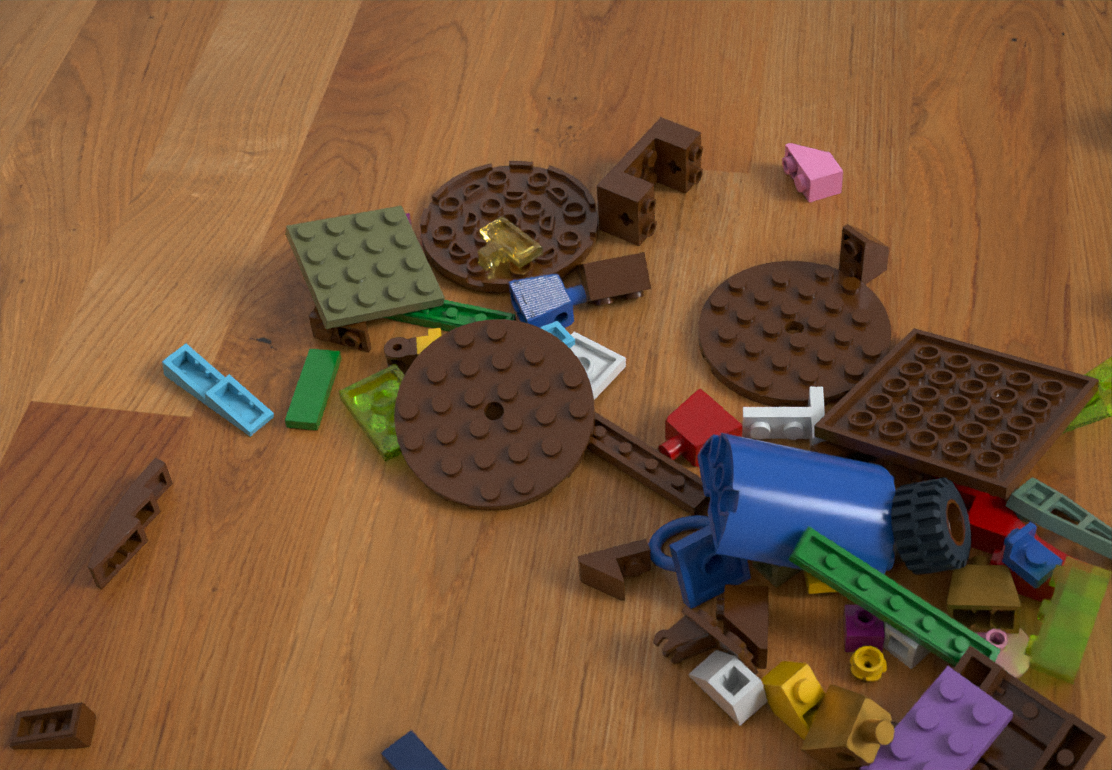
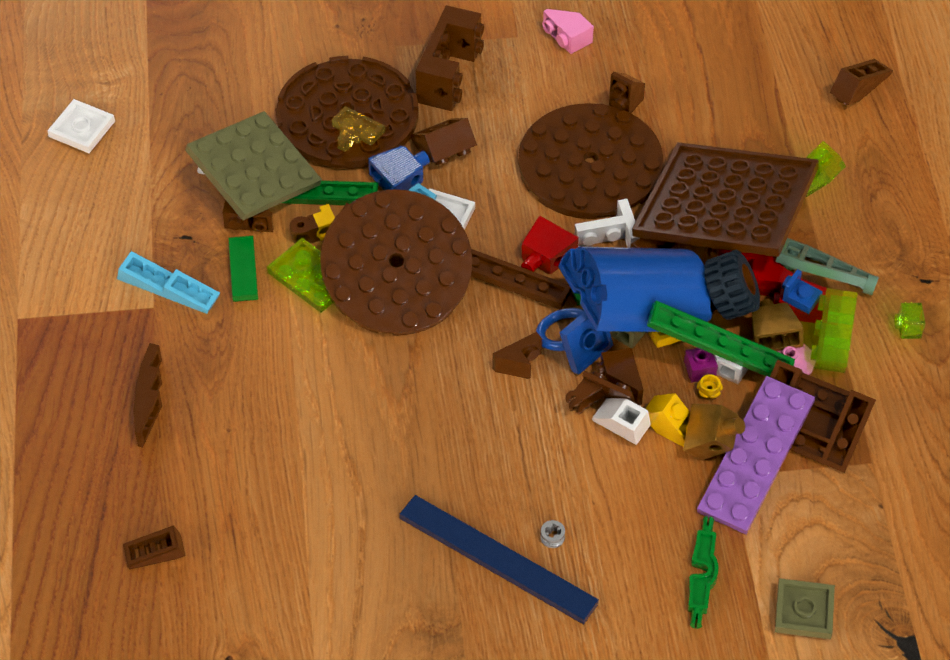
camera: 20 degrees left, 5 degrees up
(198, 193) = (81, 126): none -> white plate

